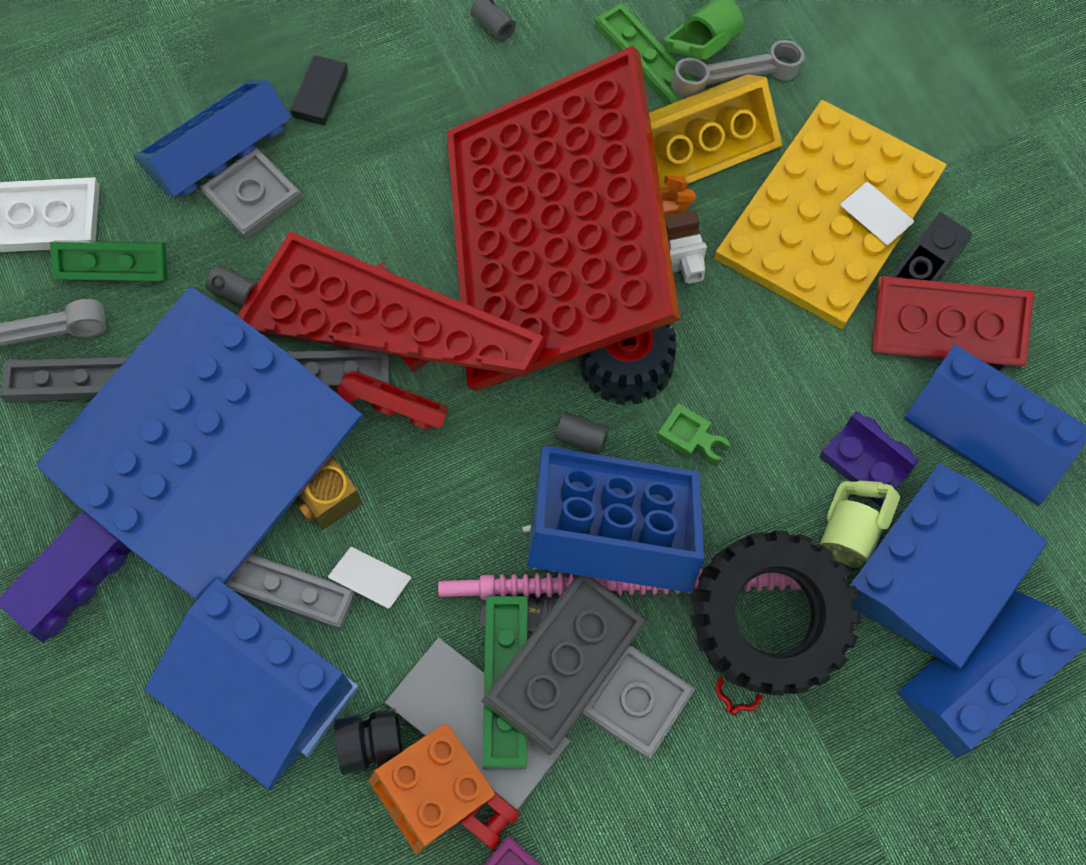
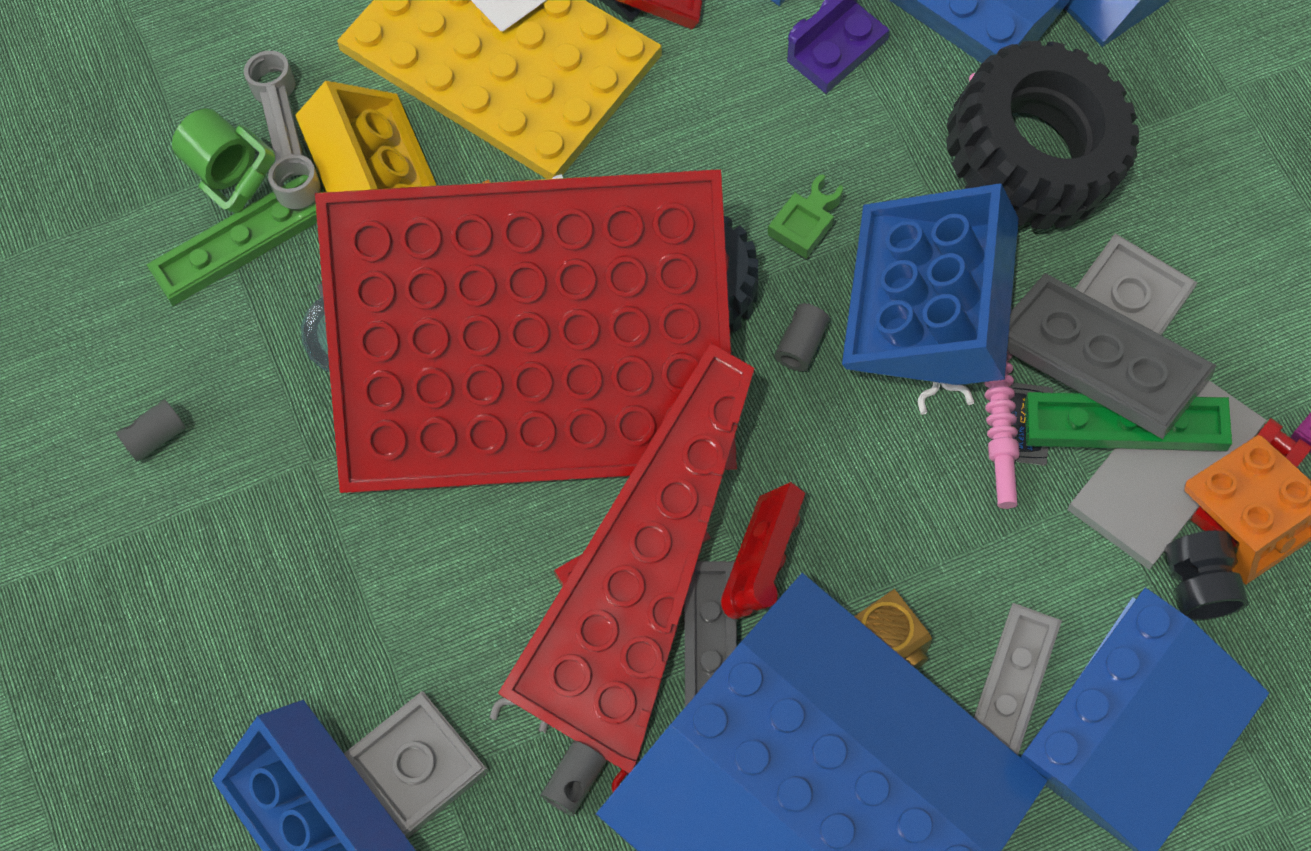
camera: 85 degrees left, 0 degrees up
(319, 90) = (243, 672): black tile -> none
(369, 577) = (993, 588): white sticker -> none
(734, 711) = (1125, 206): red piece -> none
(855, 527) = (931, 58): yellowish green piece -> none

